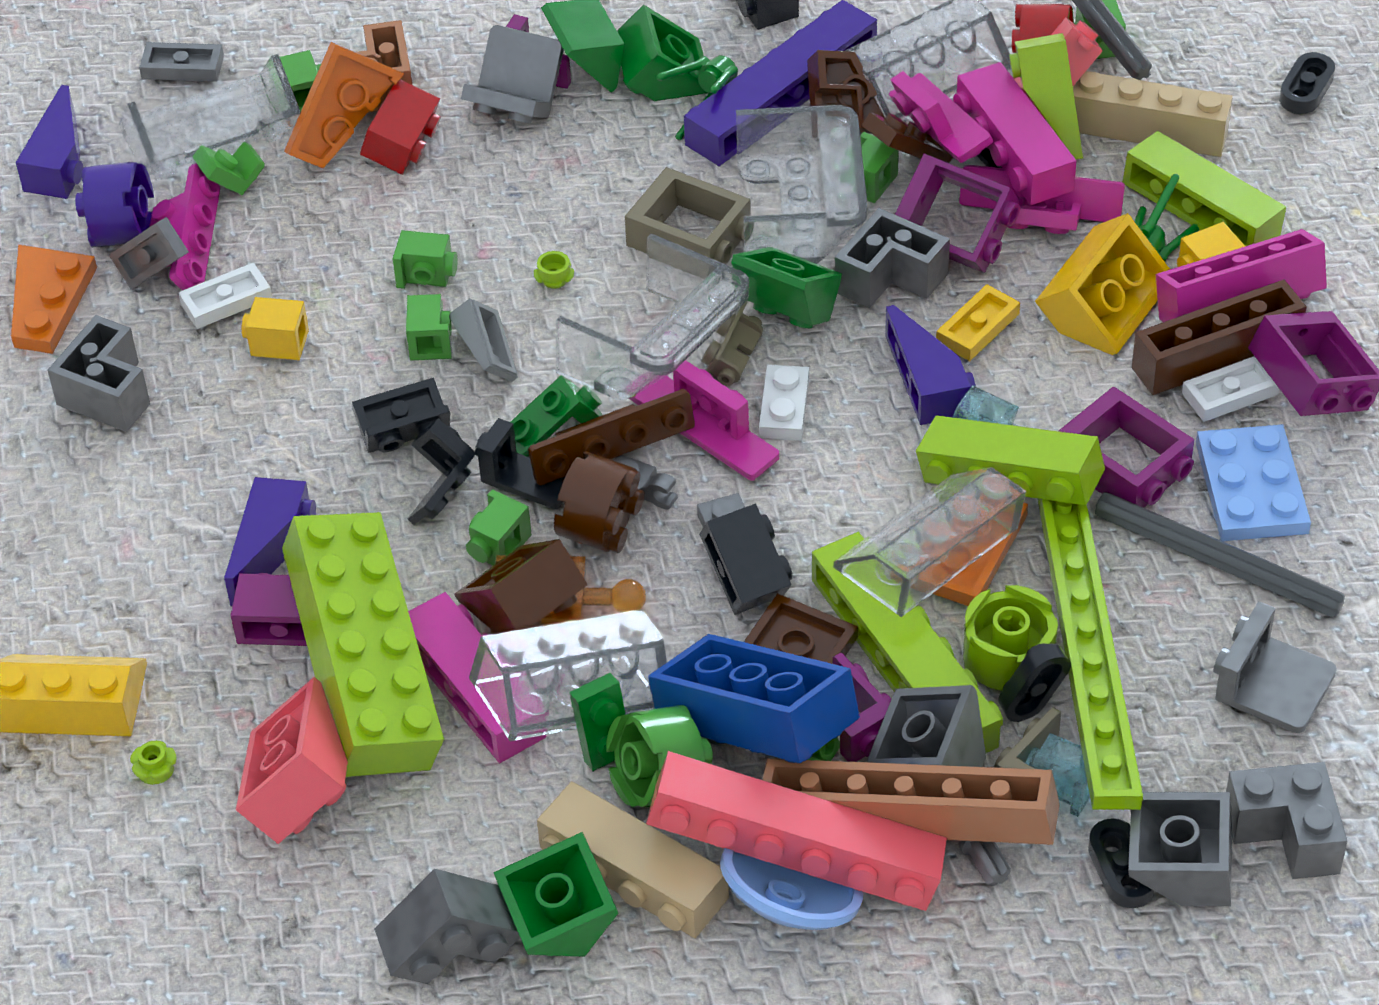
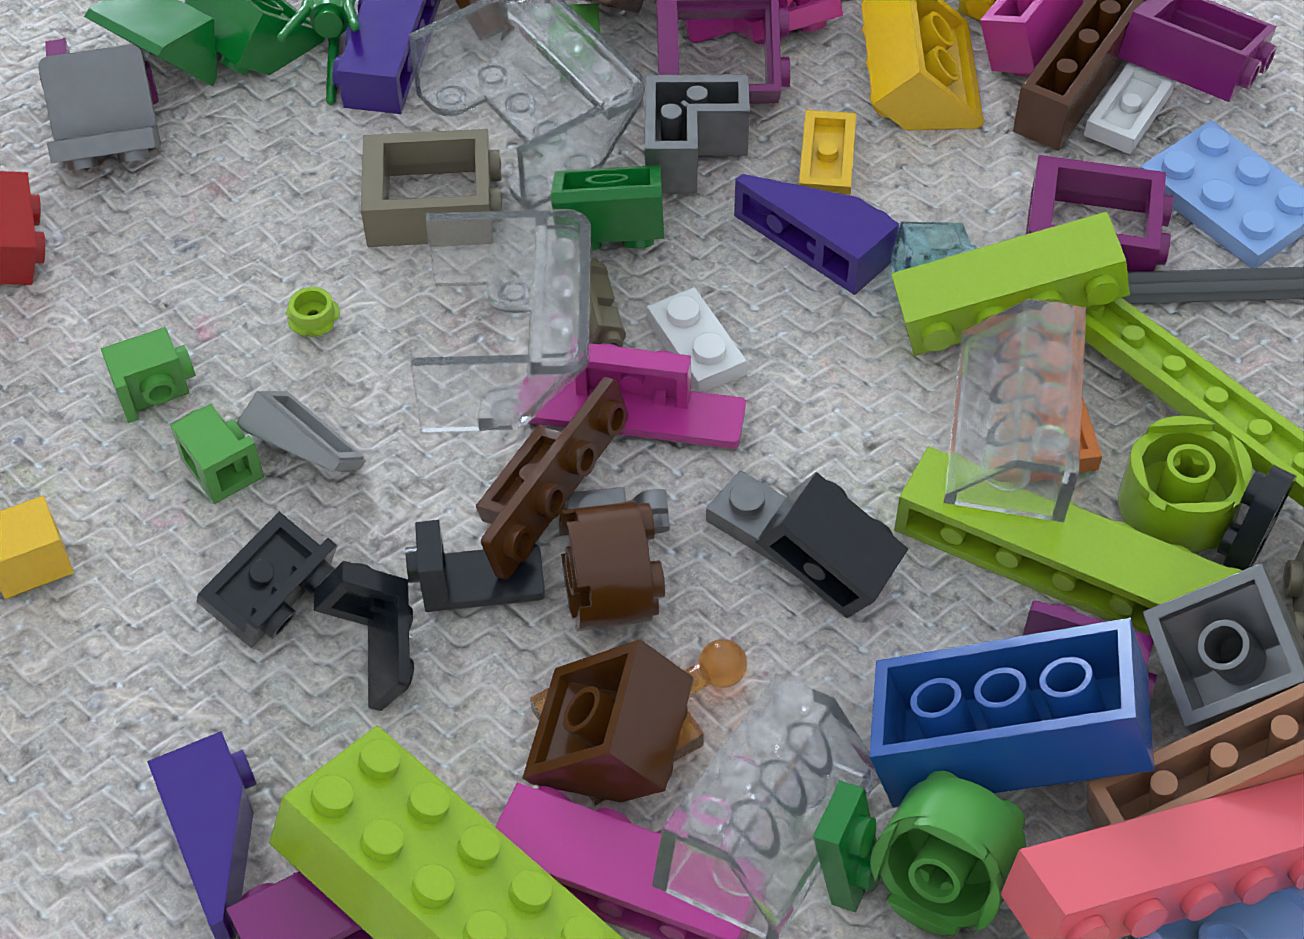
camera: 35 degrees left, 5 degrees up
(499, 528) = (502, 662): bright green brick -> none
(552, 410) = (454, 485): green bracket -> none
(802, 631) = (955, 604): reddish brown plate -> none

